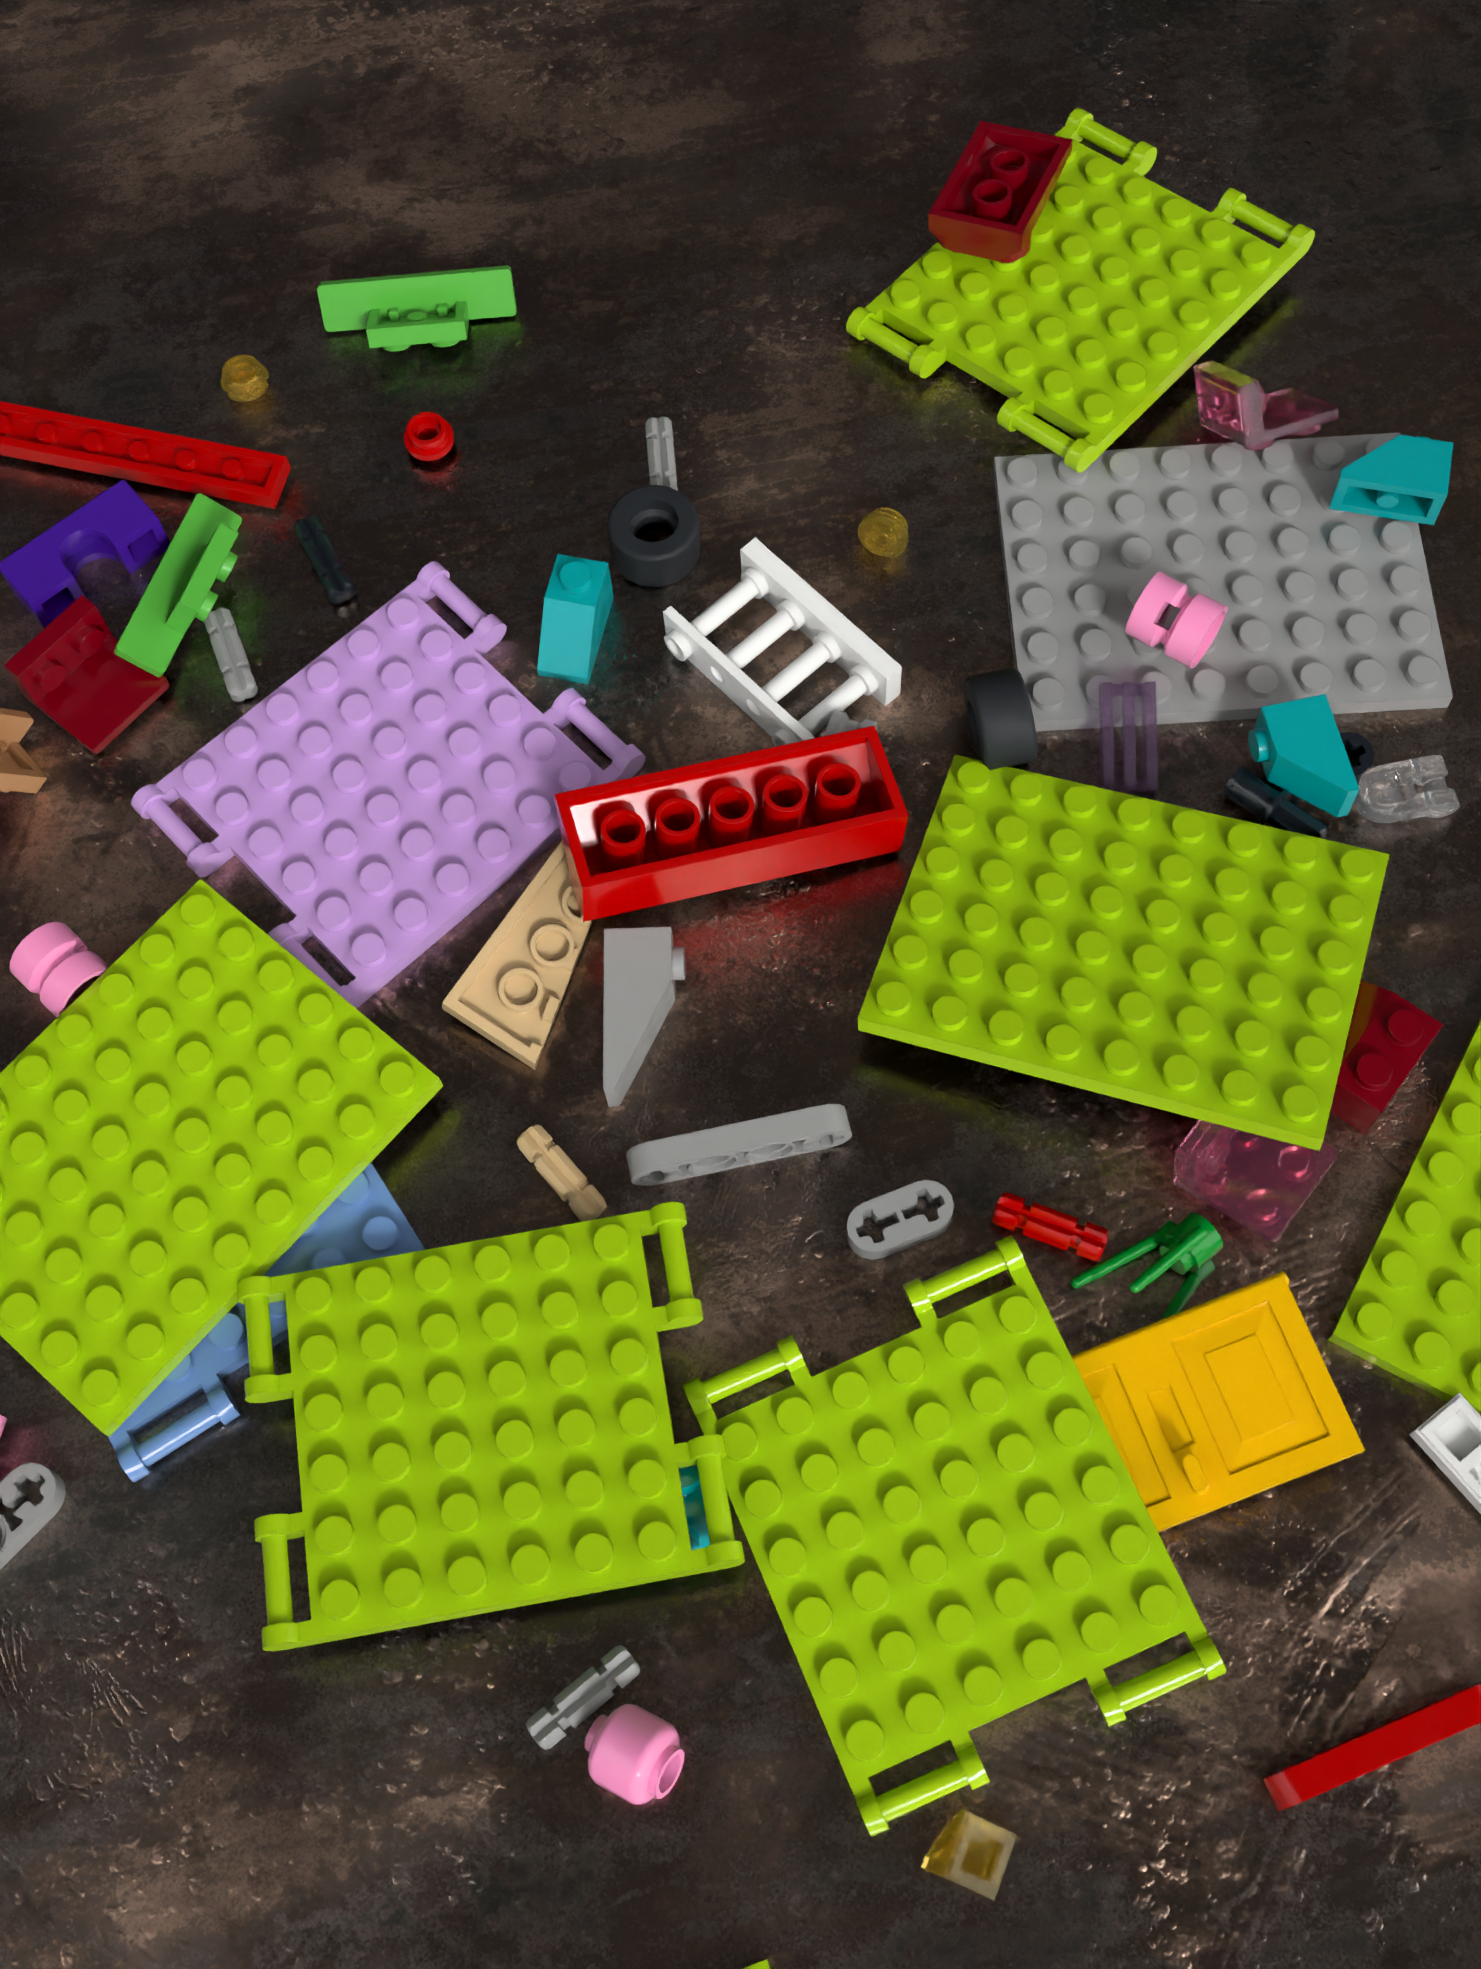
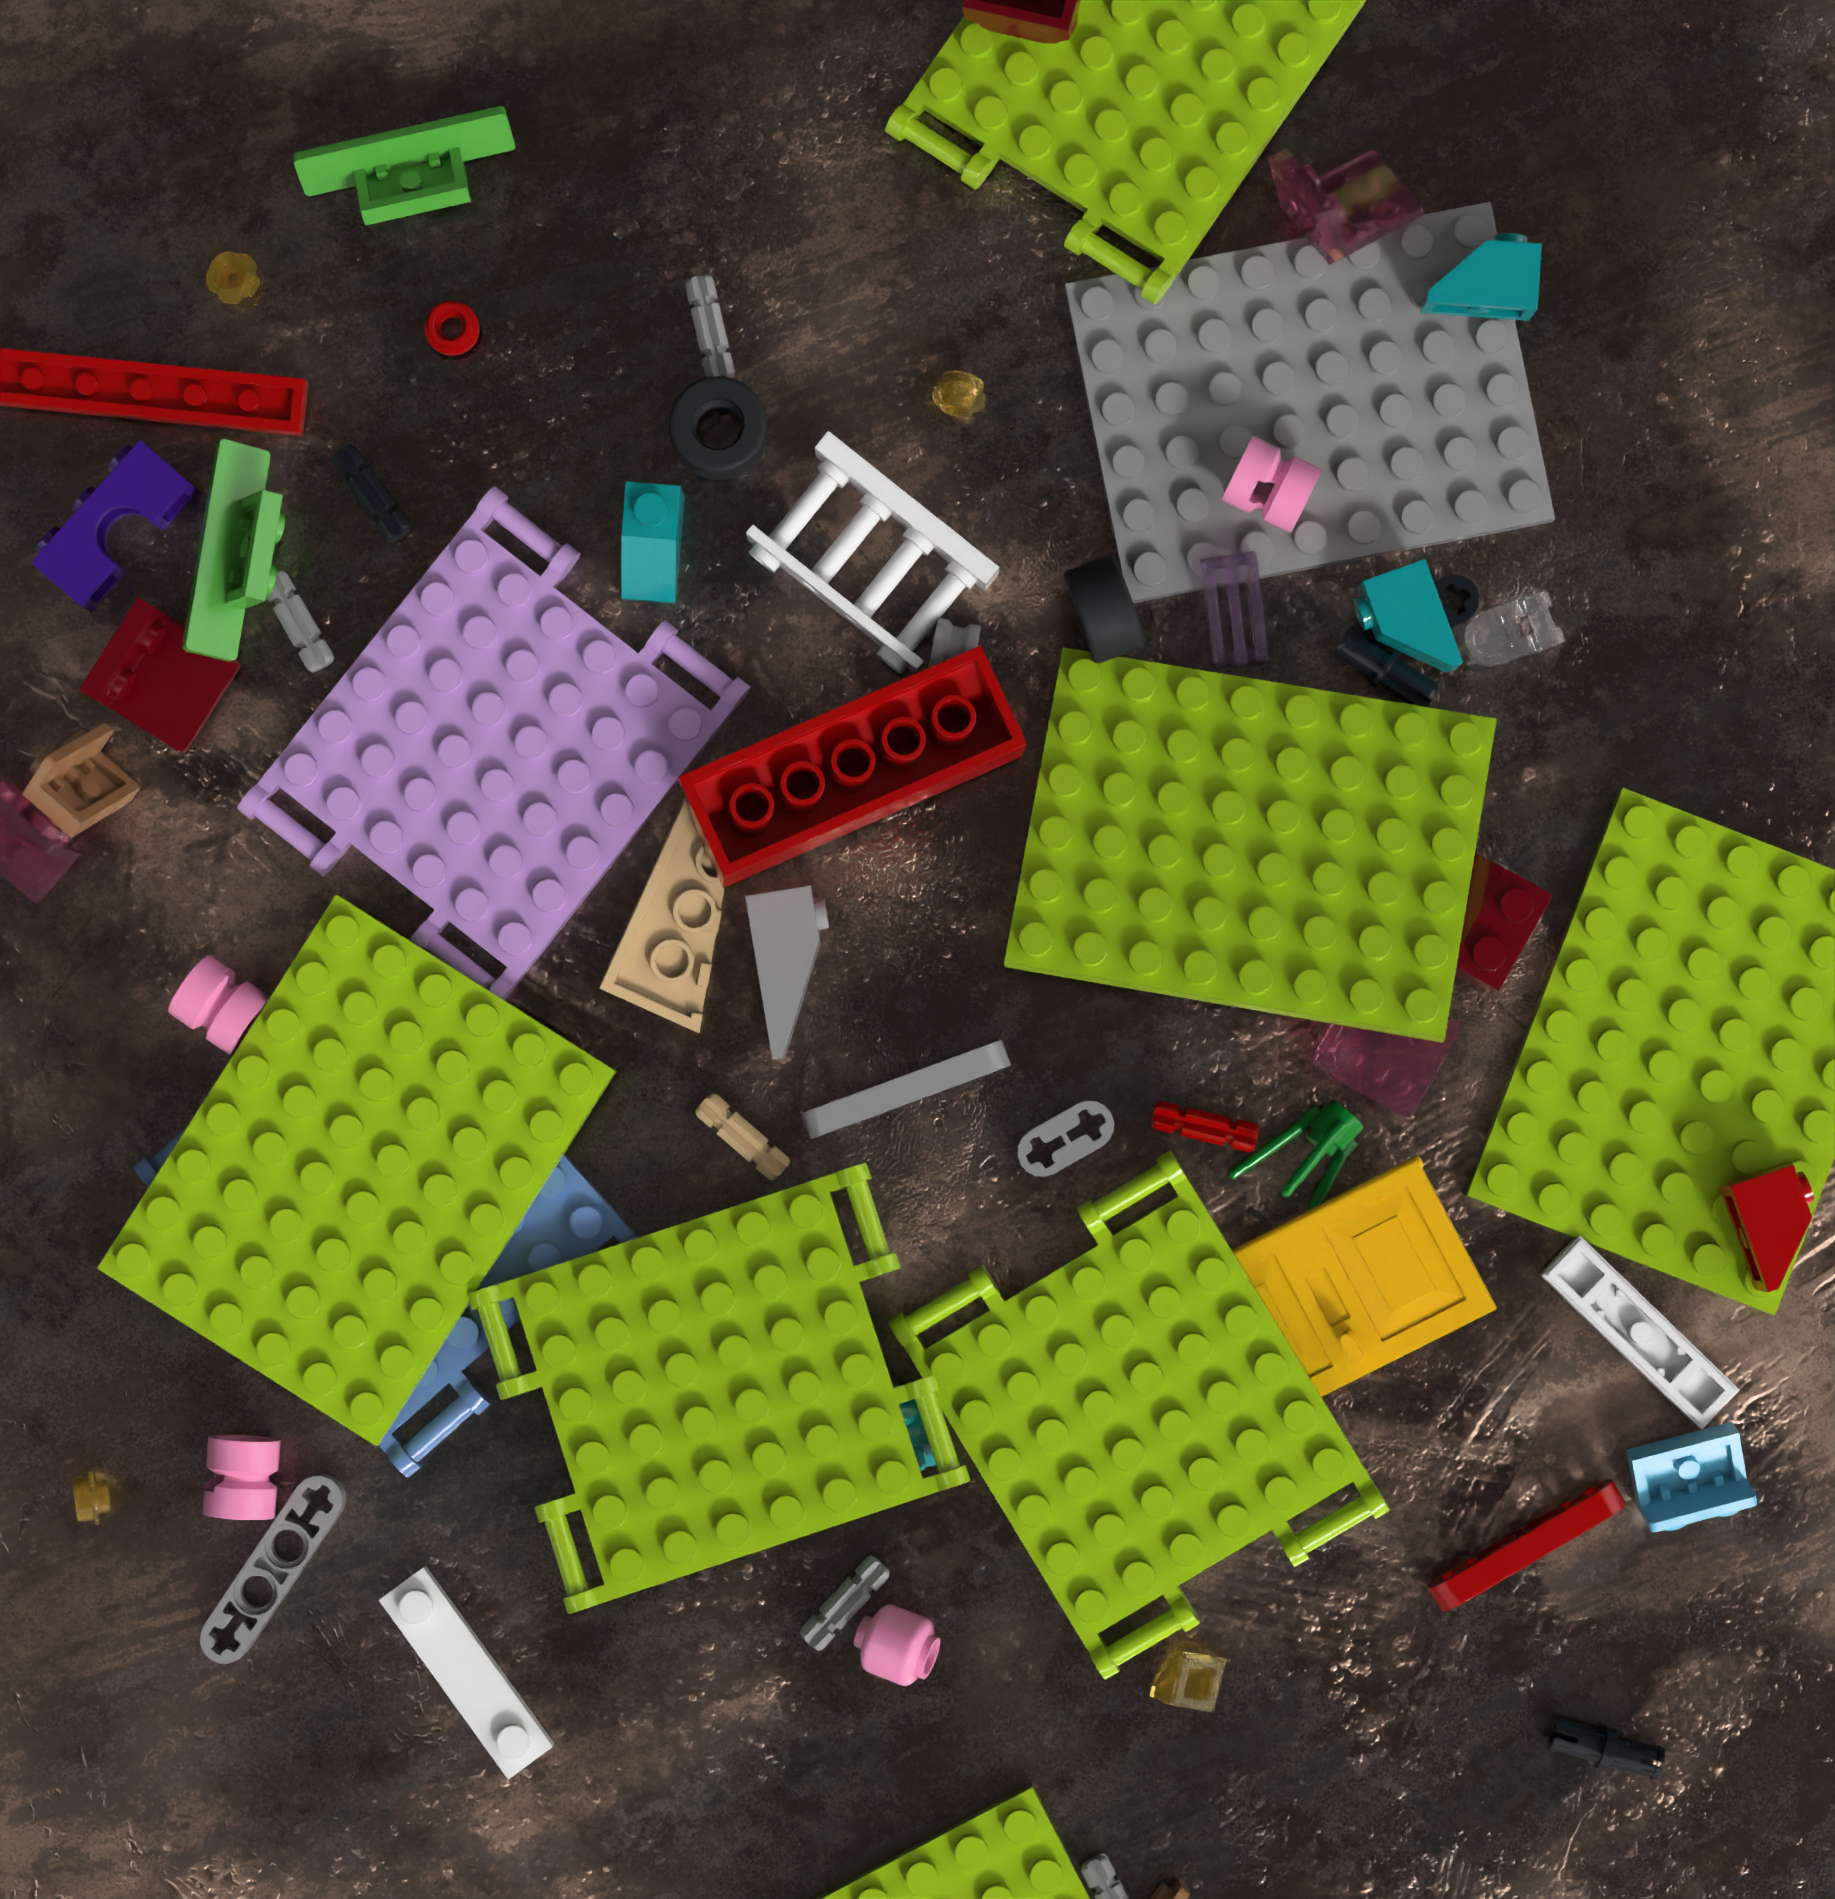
camera: 10 degrees left, 20 degrees up
(145, 1717) = (467, 1672): none -> white plate

